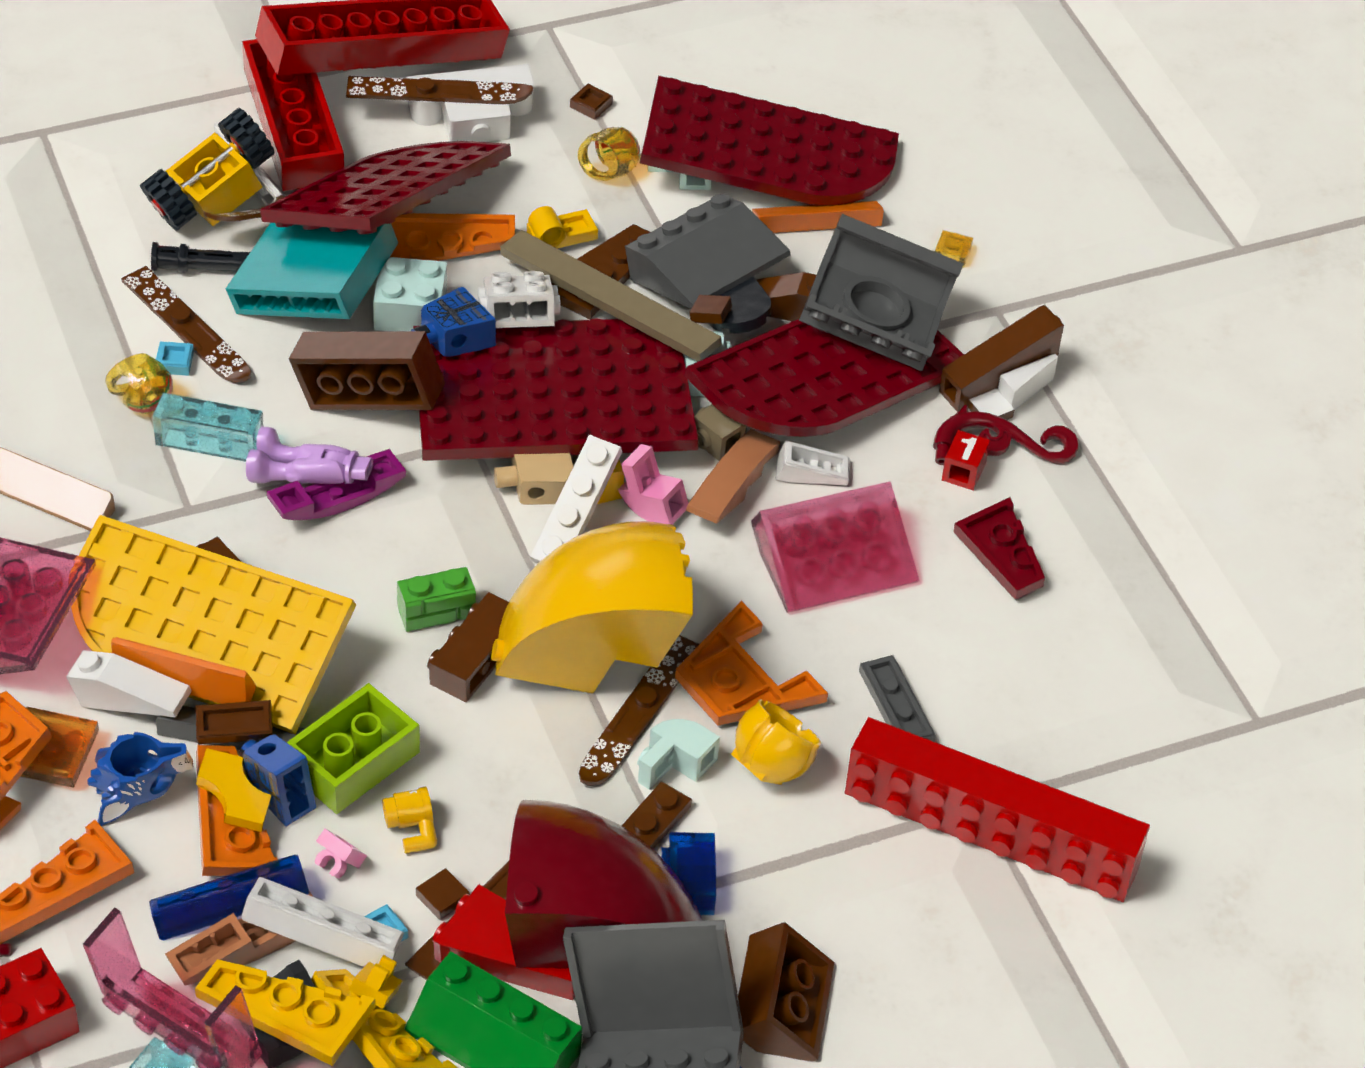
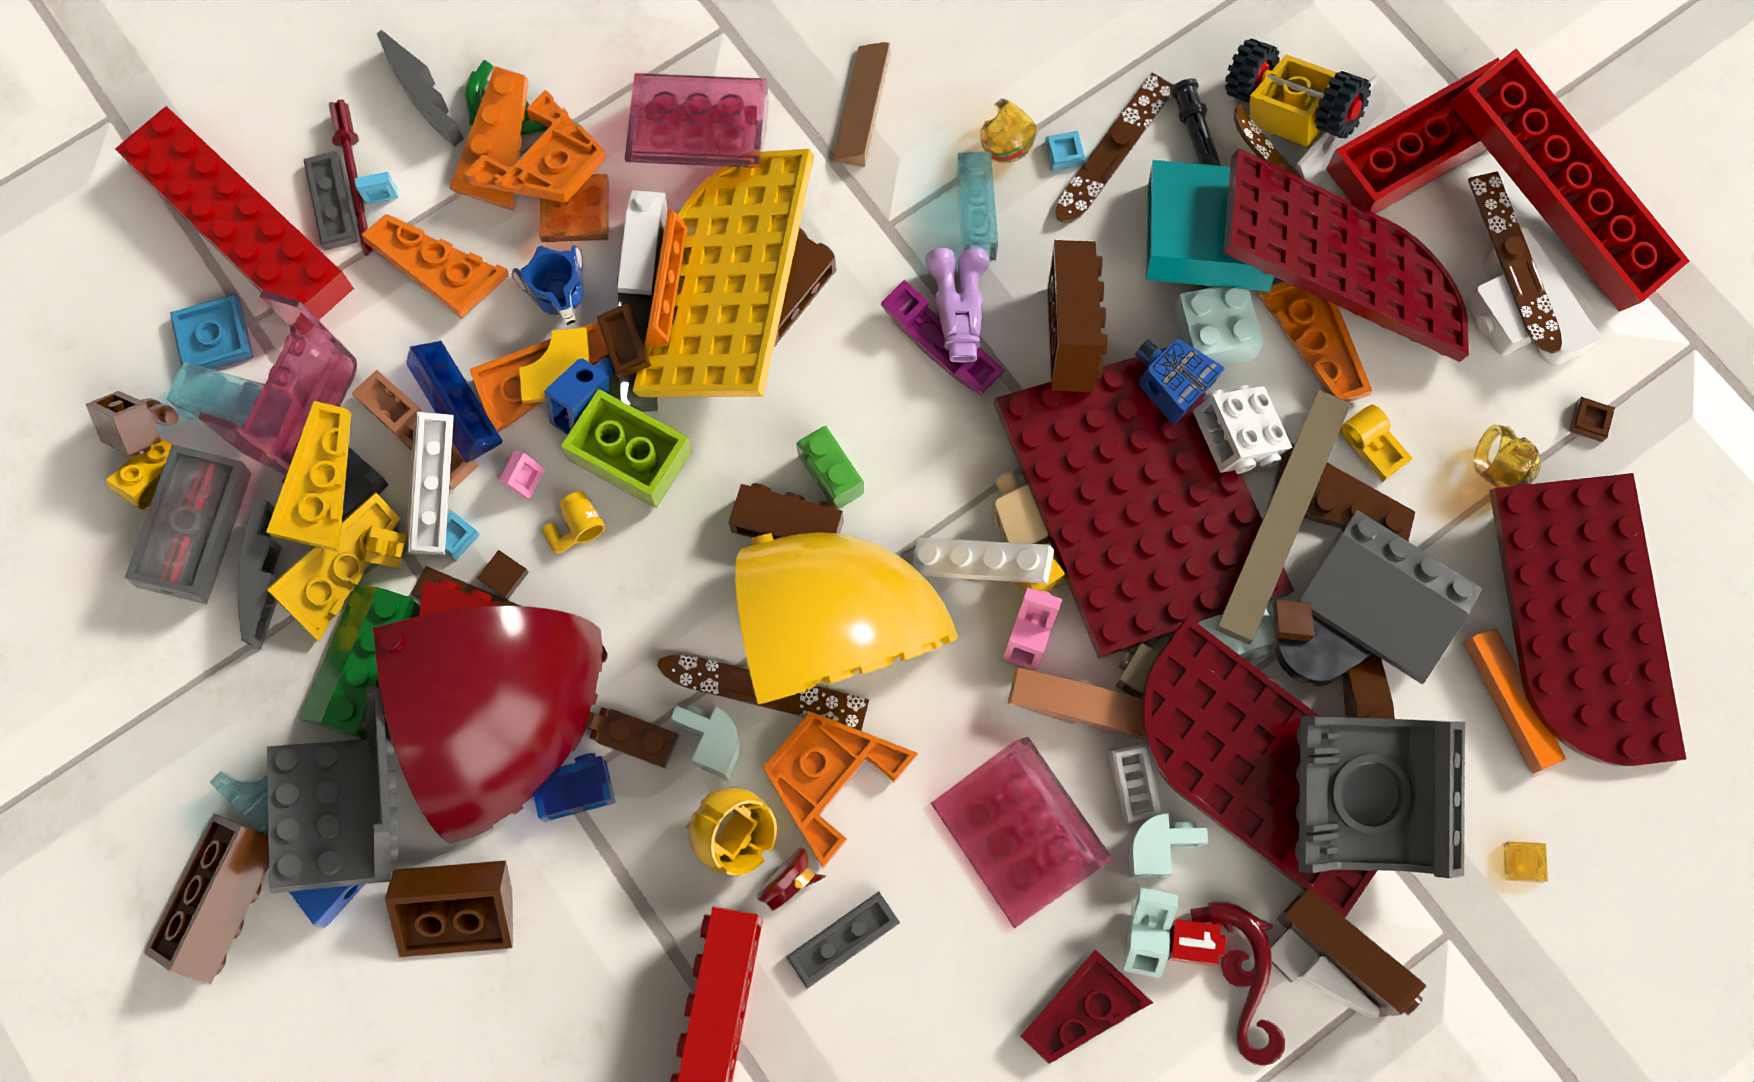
camera: 80 degrees right, 25 degrees up
(833, 716) = (788, 880): none -> dark red piece
(874, 462) = (1152, 843): none -> light aqua brick
(949, 486) = (1149, 932): none -> light aqua brick

